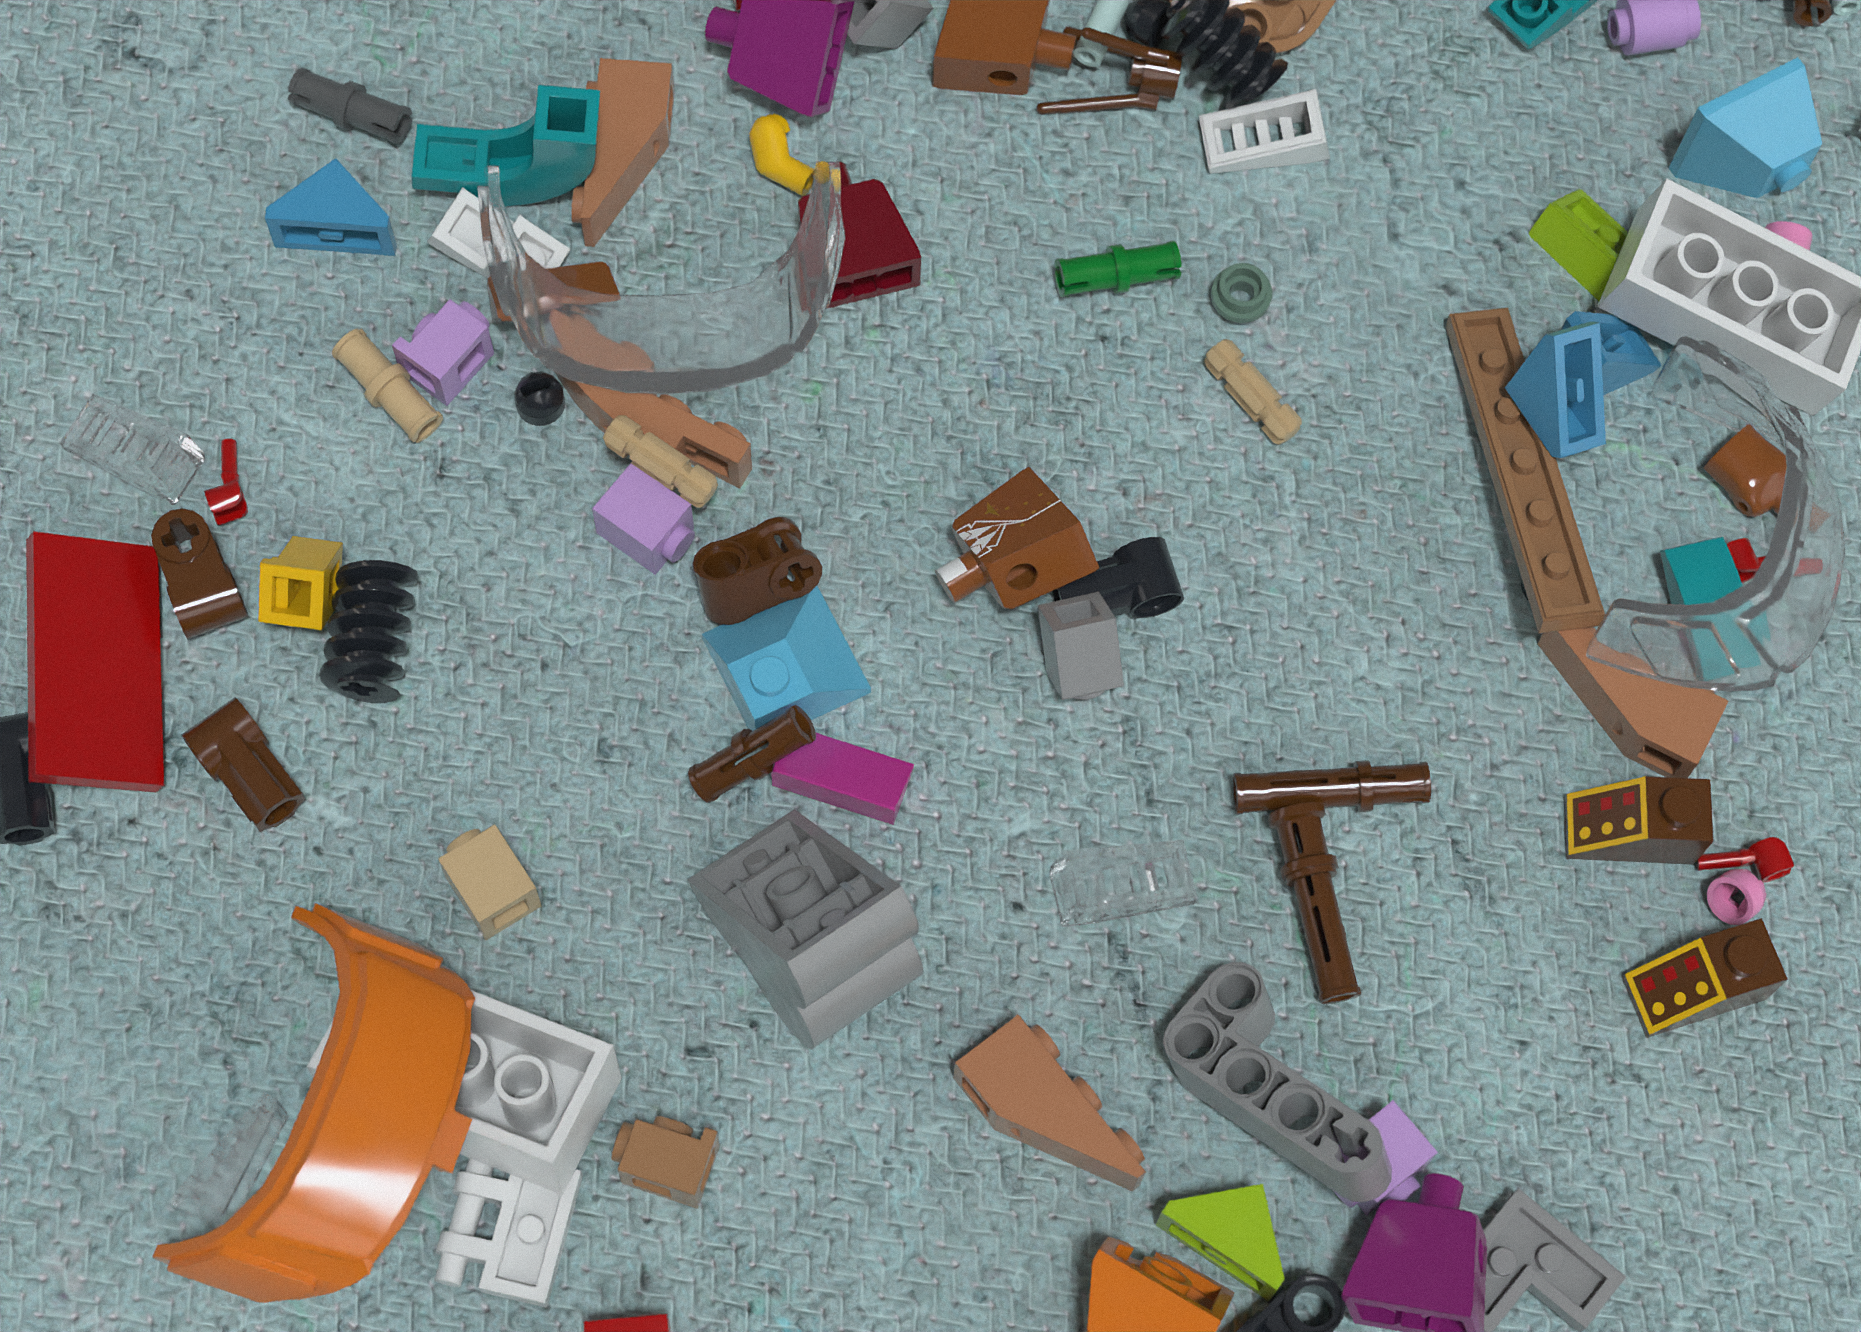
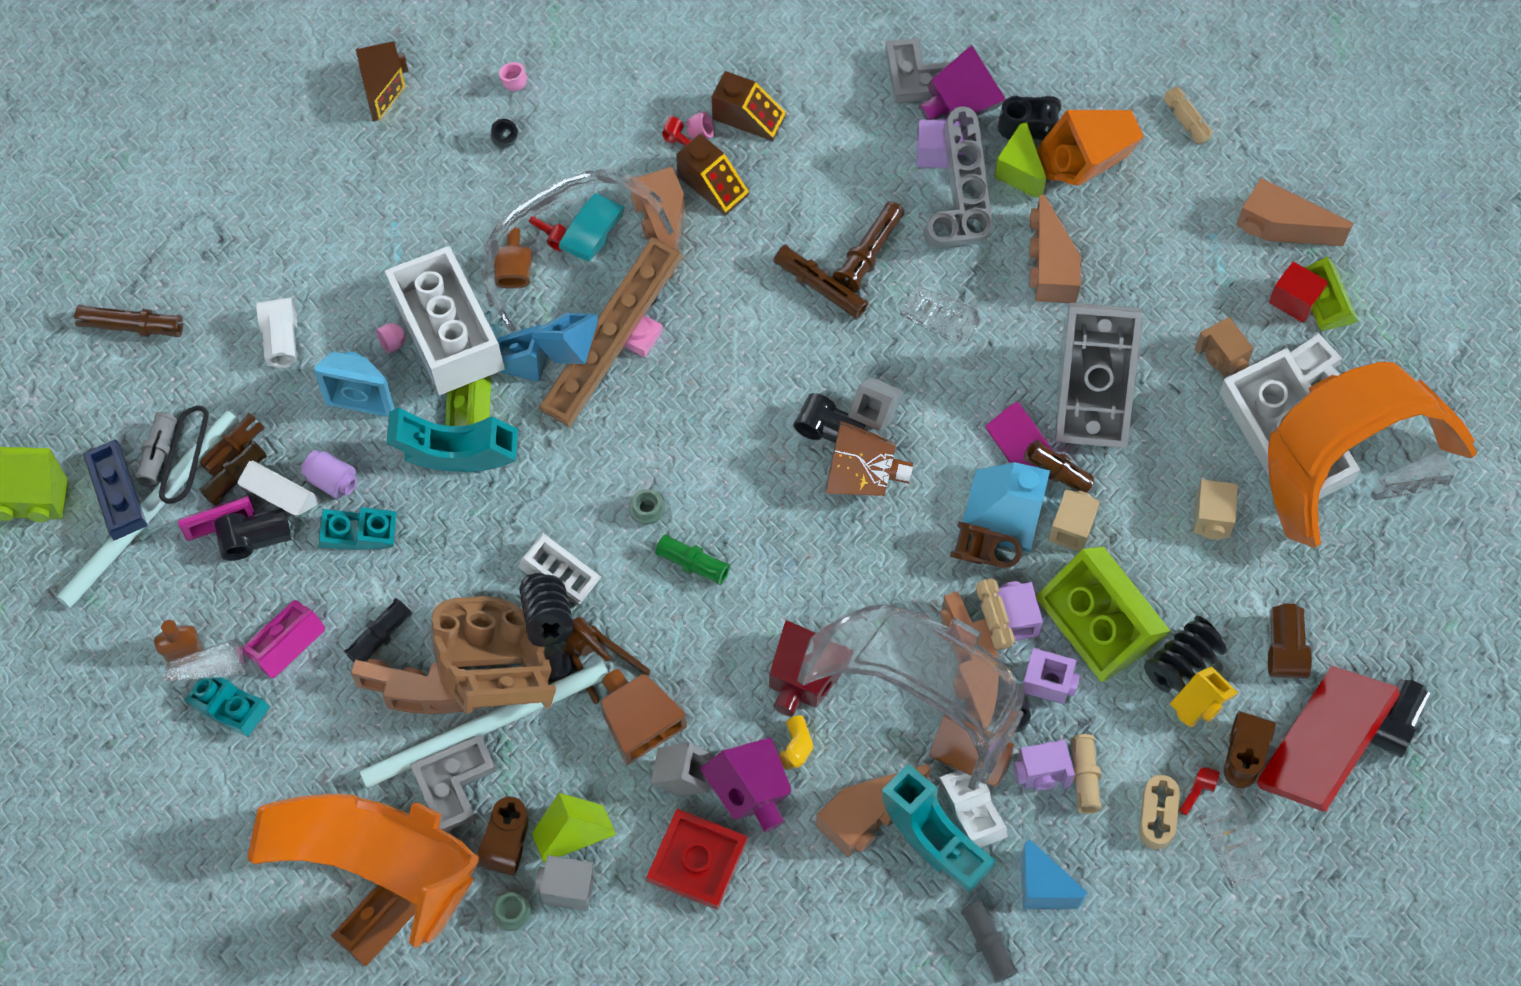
camera: 135 degrees left, 5 degrees down
(269, 409) = (1150, 811): none -> tan beam
(527, 610) = (1102, 613): none -> lime slope
(533, 446) = (1050, 665): none -> lavender brick
(672, 708) = (1074, 520): none -> tan brick
(1252, 391) = (687, 461): tan axle -> none
(1481, 519) = (644, 336): none -> bright pink plate
(1561, 158) = (452, 448): none -> teal arch

